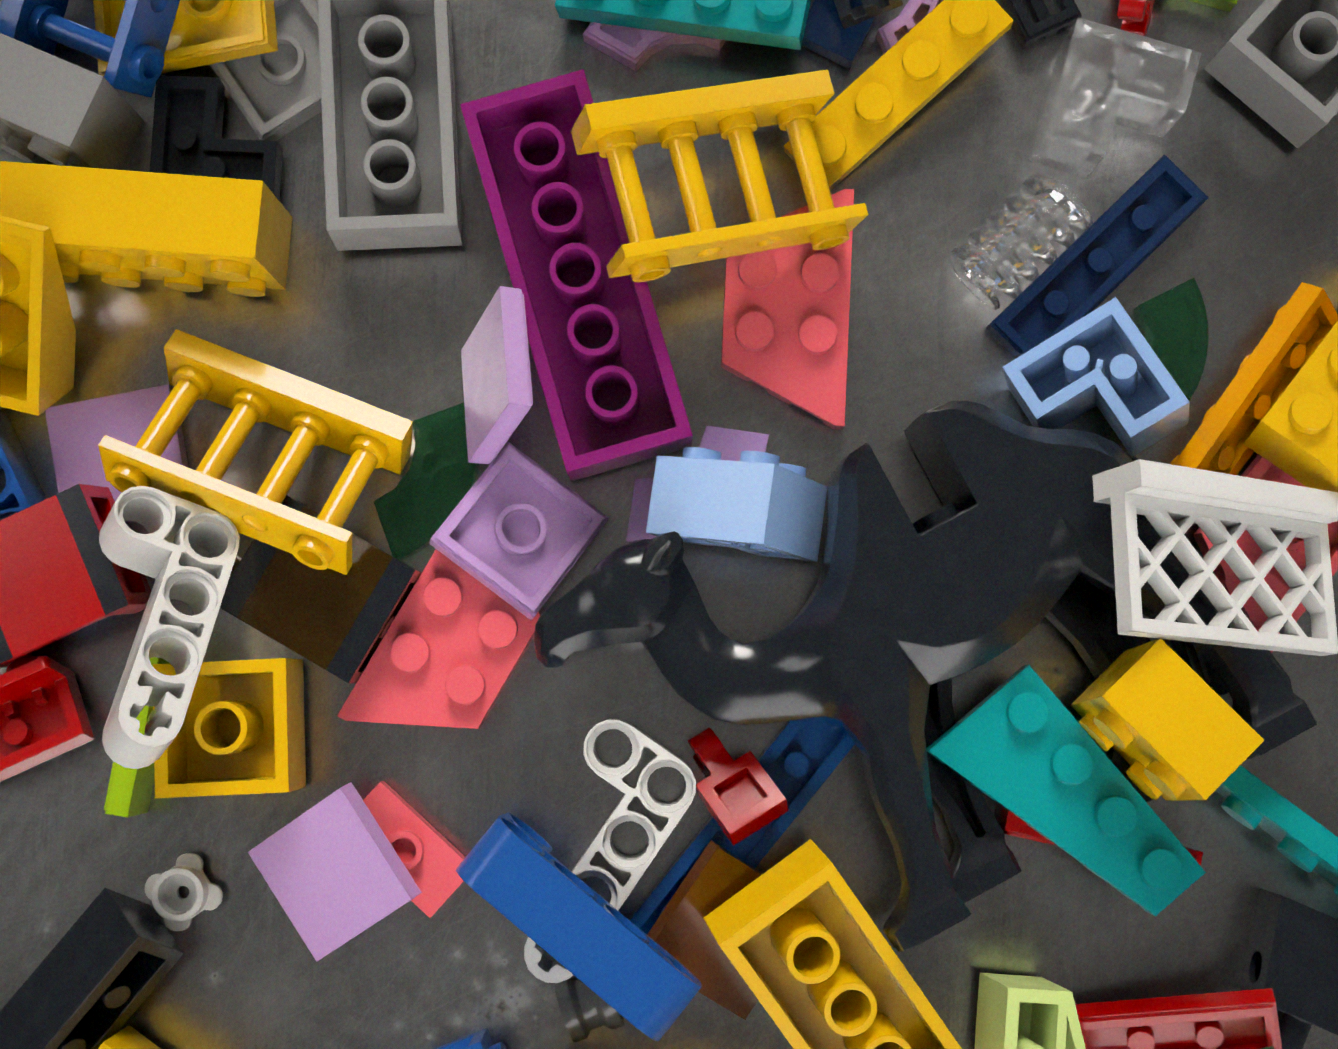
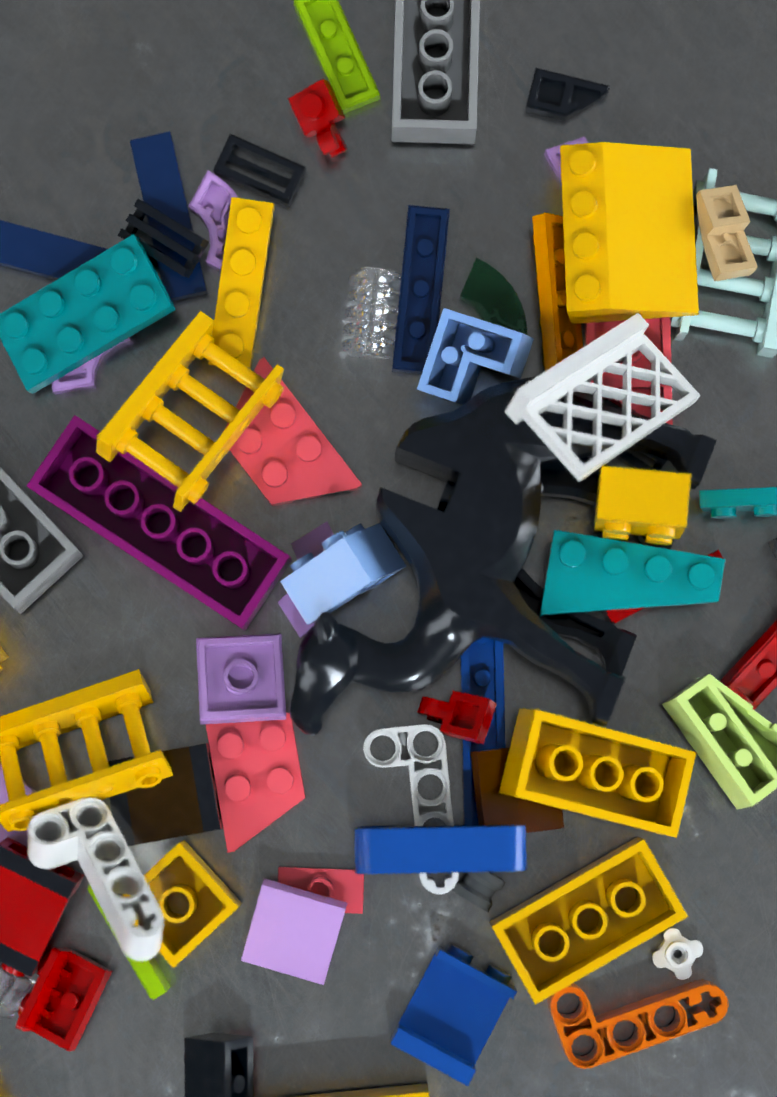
camera: 40 degrees left, 0 degrees up
(165, 897) = (215, 1017): white plate -> none
(432, 485) = (174, 689): clear green tile -> none
(496, 375) = (163, 610): lavender tile -> none
(1104, 81) = (344, 196): clear brick -> none

